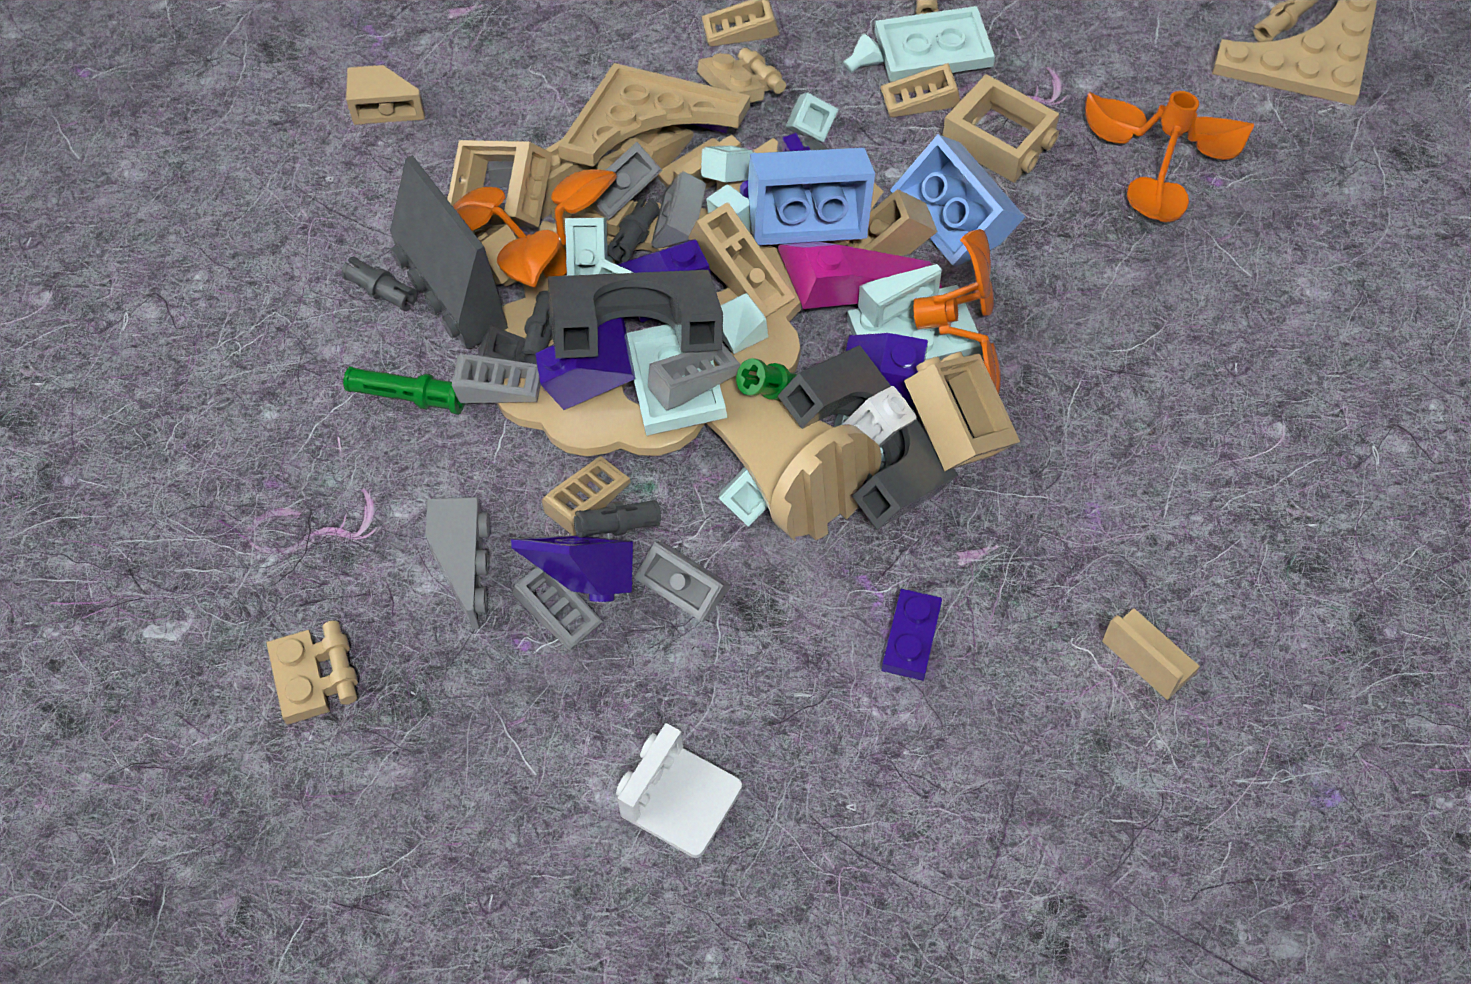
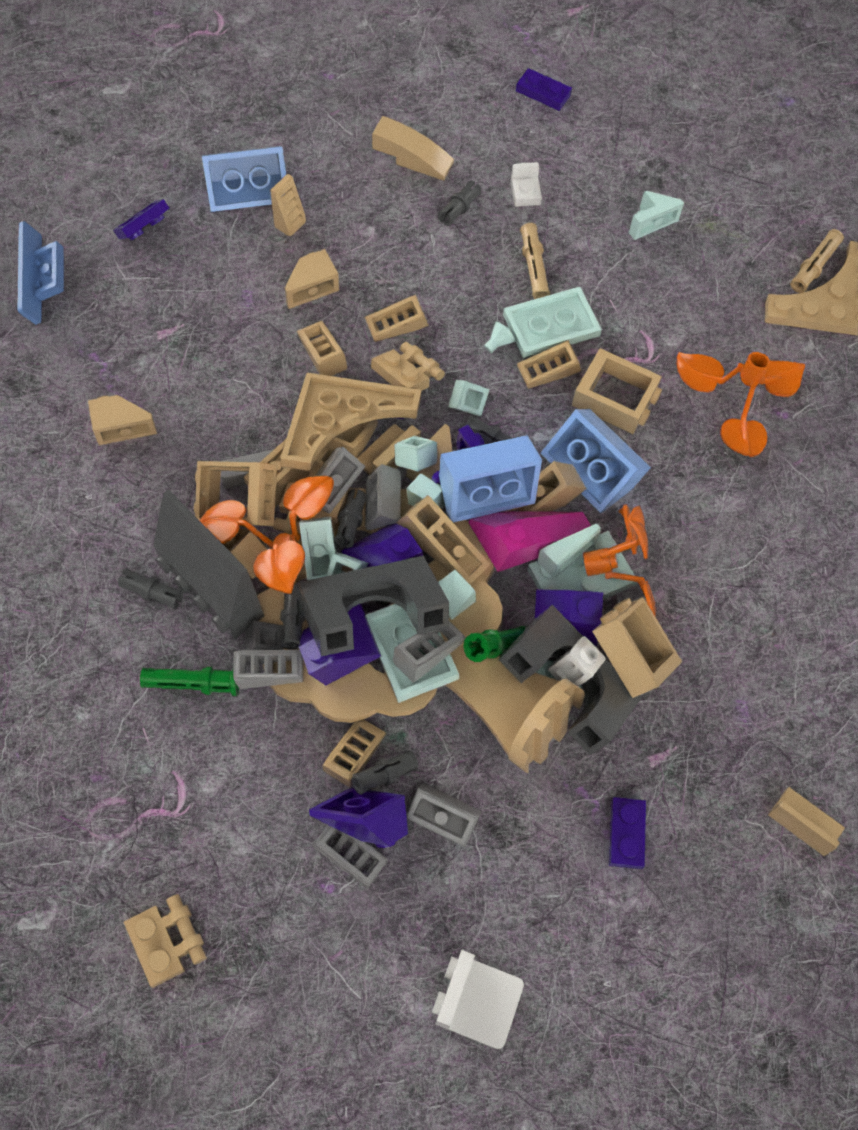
camera: 15 degrees left, 5 degrees up
(455, 539) = (259, 812): light grey slope -> none
(645, 49) = (332, 357): none -> tan slope
(743, 497) = (477, 736): light aqua slope -> none

